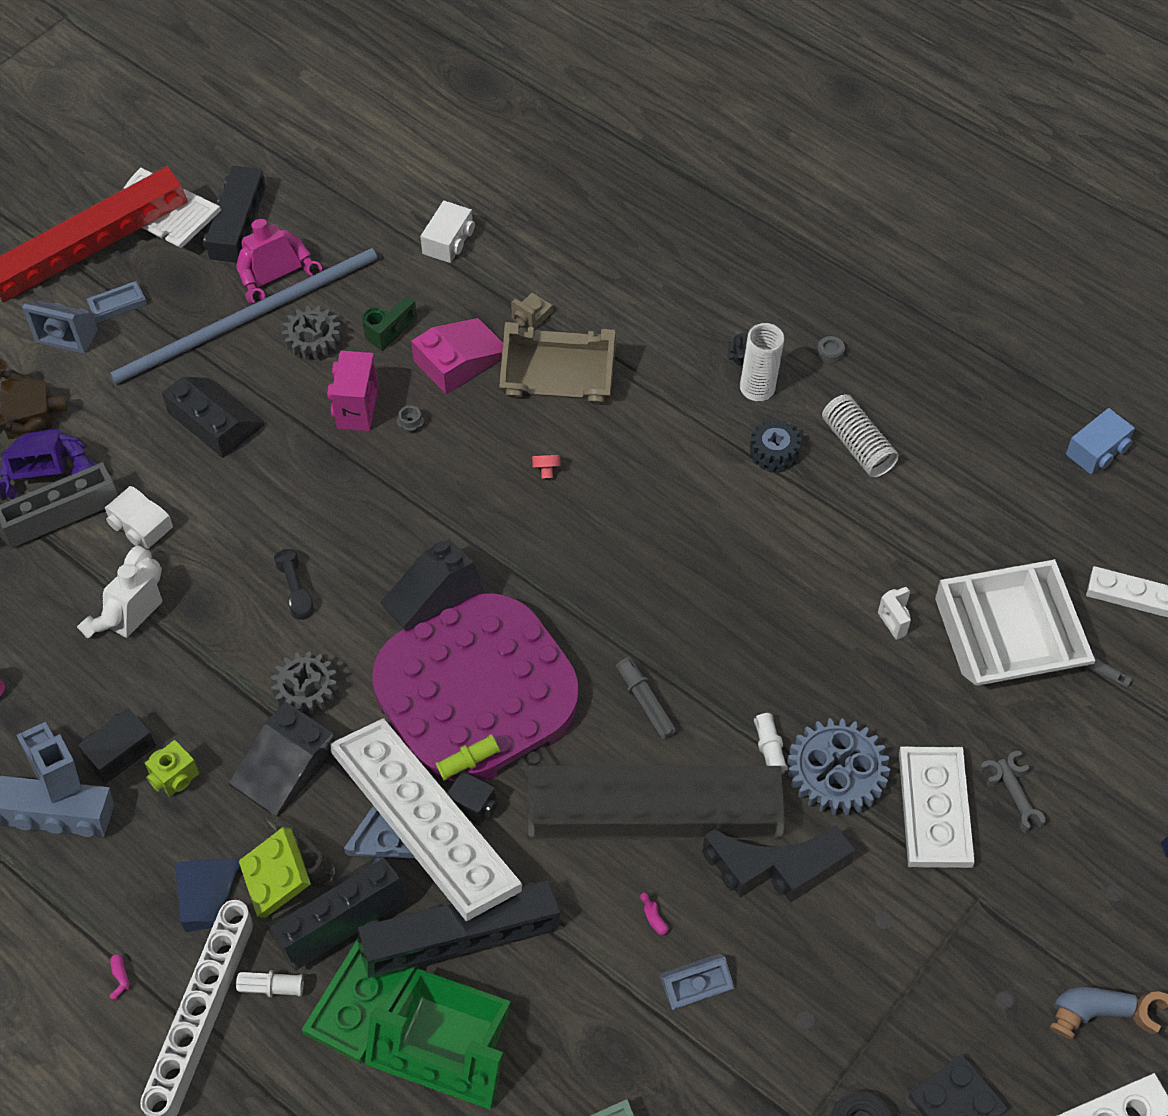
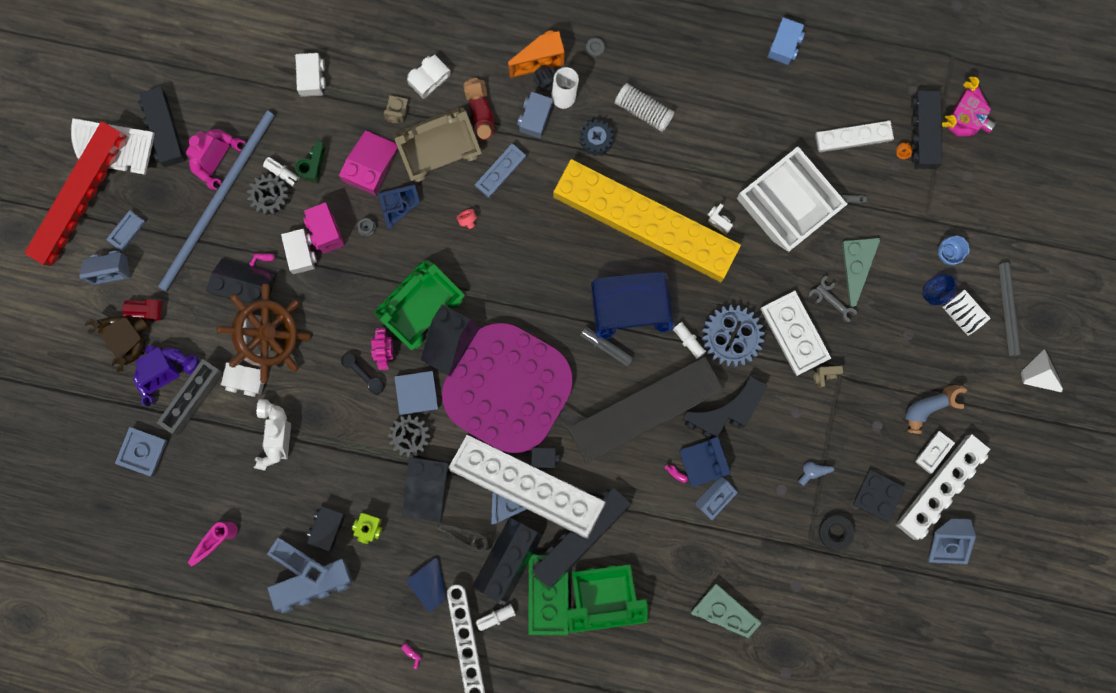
camera: 30 degrees left, 25 degrees up
(79, 392) = (147, 309): none -> dark red piece
(194, 465) = (255, 335): none -> reddish brown brick
(260, 399) = (264, 257): none -> dark pink piece
(274, 872) = (462, 558): lime plate -> none
(306, 407) = (298, 251): none -> white brick
(336, 555) = (382, 348): none -> dark pink gear
(345, 316) = (281, 171): none -> white axle
(348, 636) = (416, 393): none -> sand blue tile
(405, 529) = (415, 303): none -> green windscreen
(467, 757) = (531, 439): lime pin -> none
(468, 410) = (398, 203): none -> dark blue slope
(594, 291) = (428, 76): none -> white brick
(623, 429) = (500, 171): none -> sand blue plate
(638, 355) = (481, 111): none -> piece
(704, 918) = (704, 462): none -> dark blue bracket
(707, 386) = (535, 114): none -> sand blue brick
(712, 646) = (631, 303): none -> clear blue windscreen
(737, 313) = (542, 51): none -> orange slope
(793, 570) = (646, 220): none -> yellow brick
(868, 1013) = (814, 471): none -> sand blue animal
(959, 879) = (829, 372): none -> dark tan bracket
(1078, 756) = (857, 261): none -> sand green wing
(1081, 1078) = (934, 452): none -> white plate

